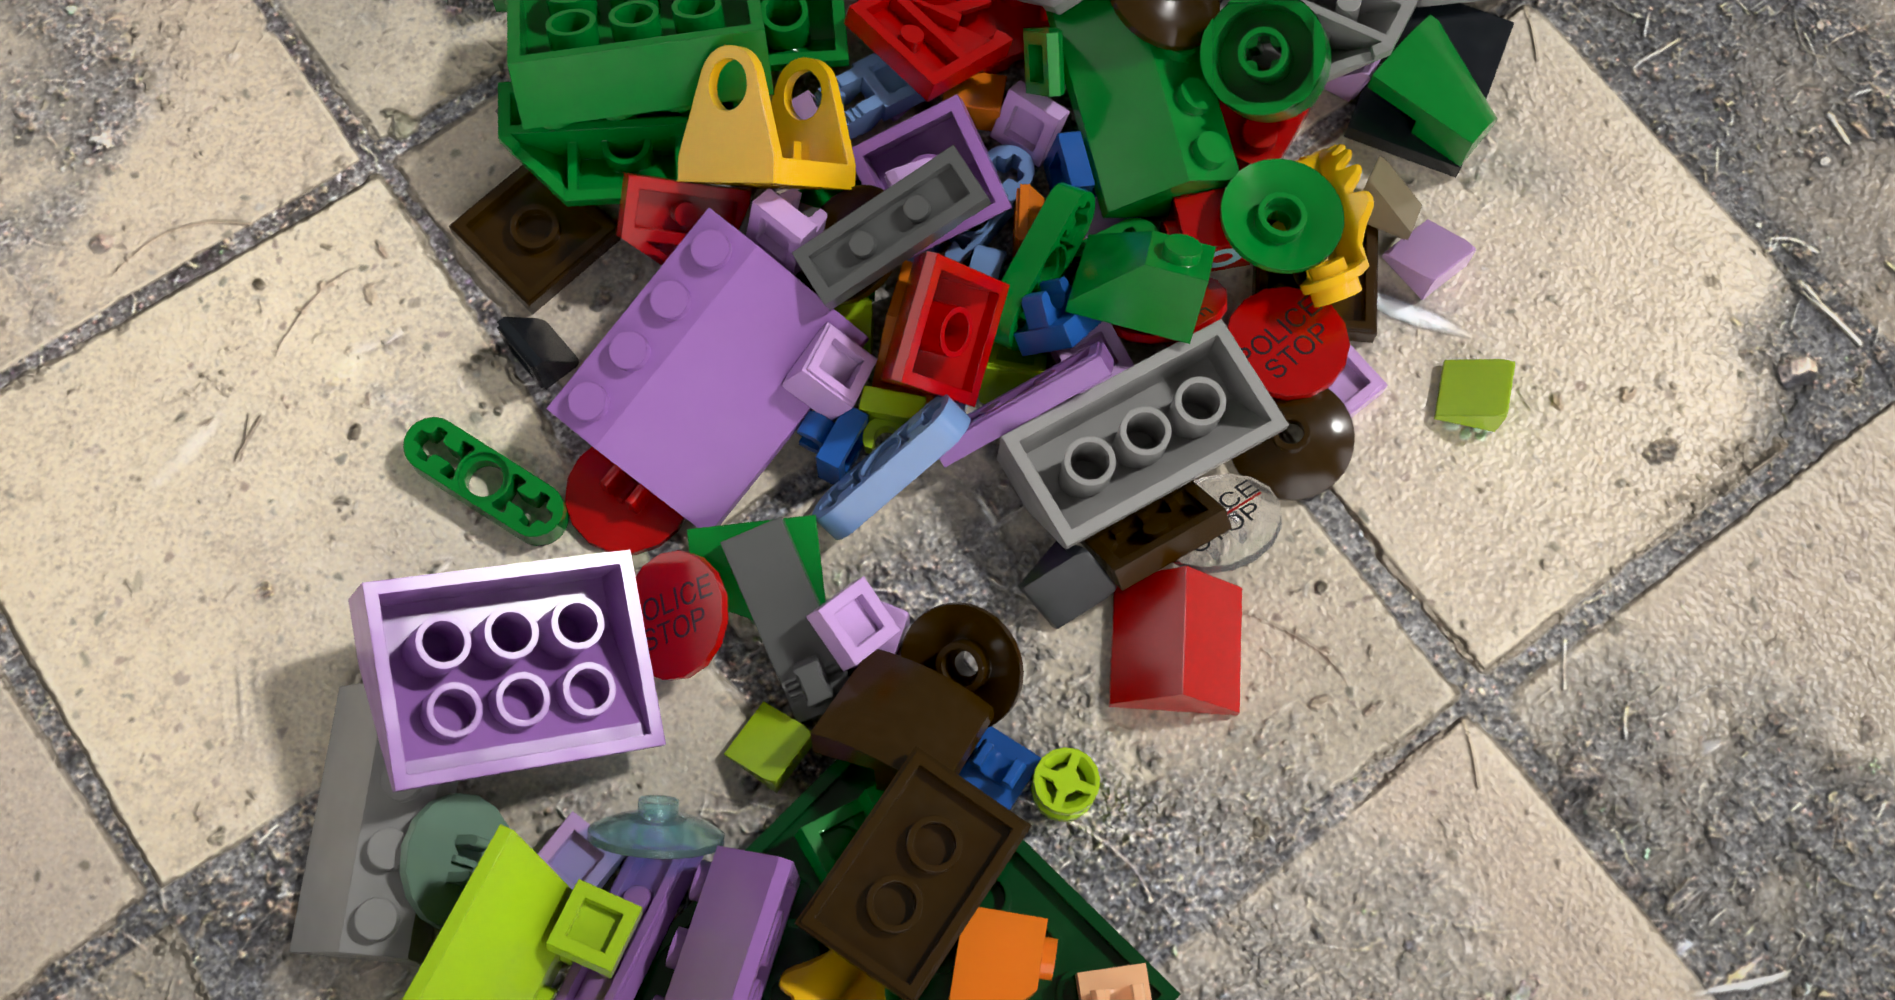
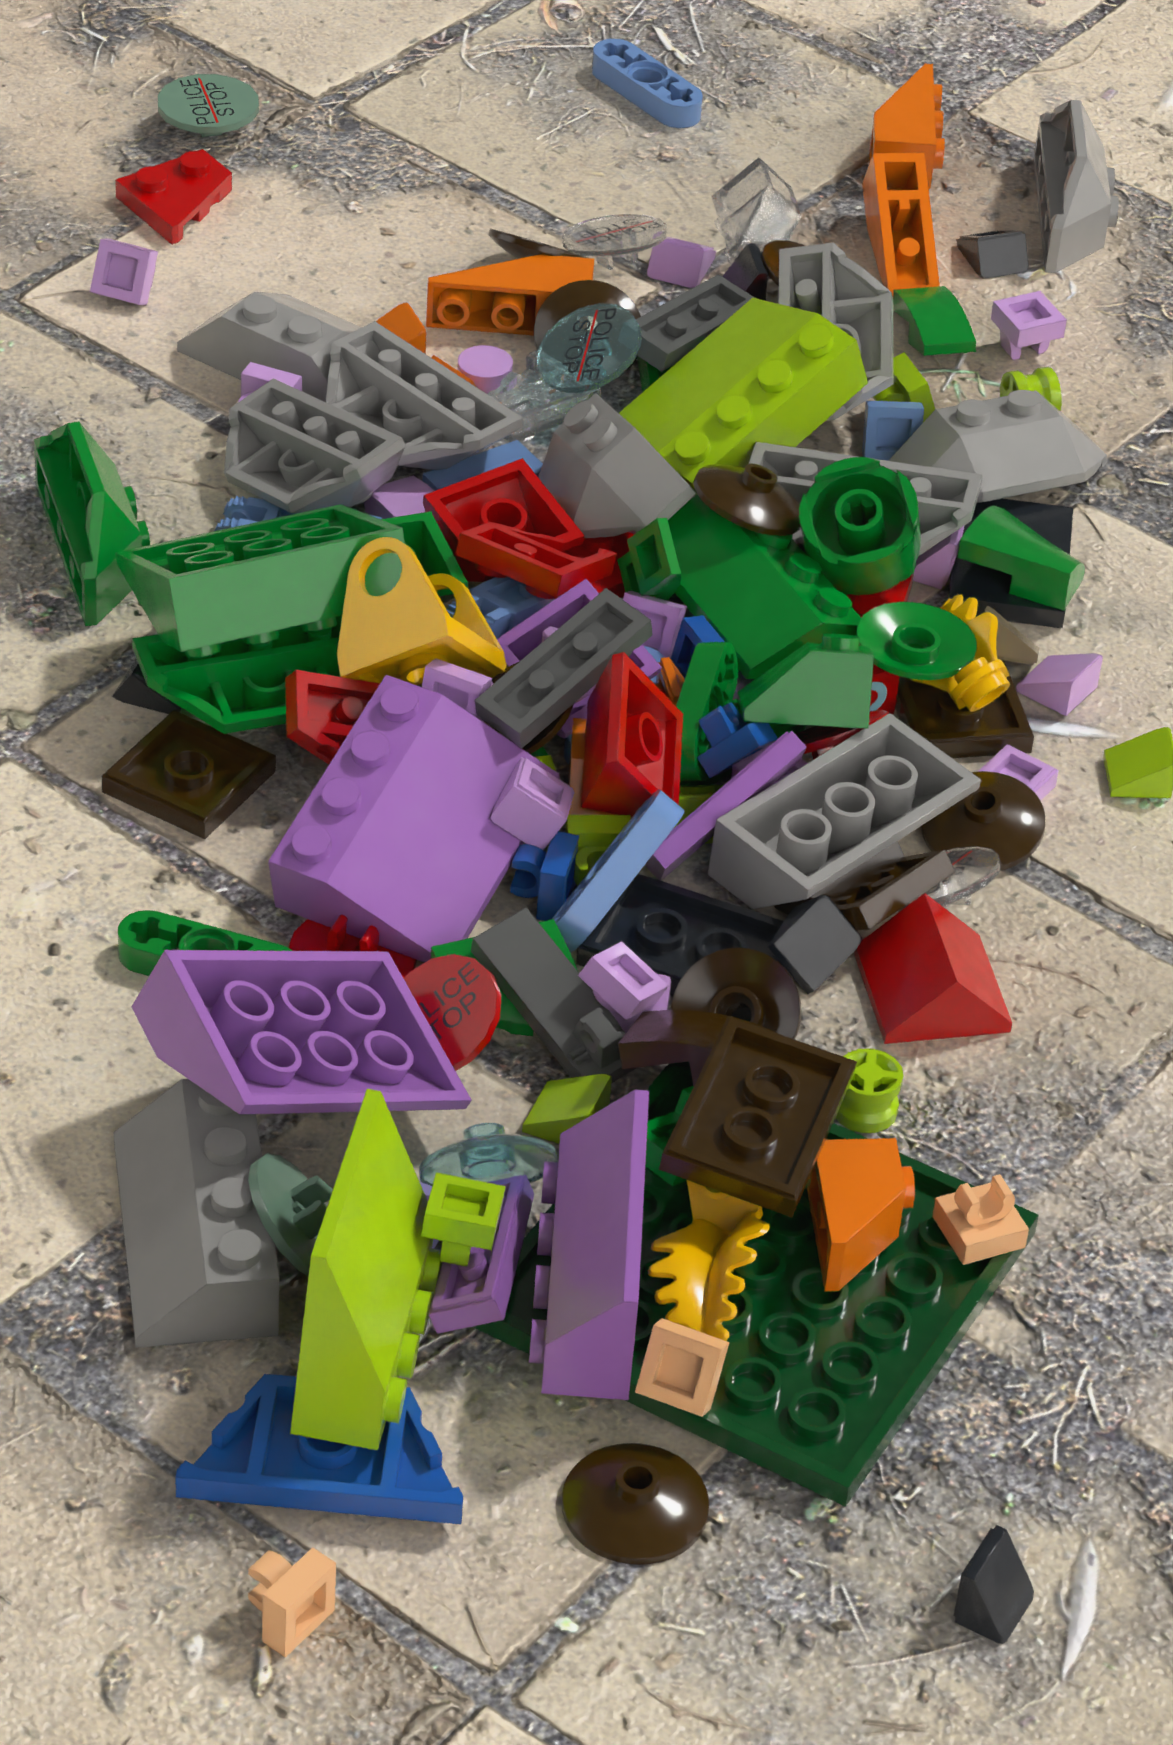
camera: 15 degrees left, 30 degrees down
(537, 349) = (222, 854): black slope -> none
(951, 544) = (677, 928): none -> black tile
(1291, 342) = (968, 738): red piece -> none

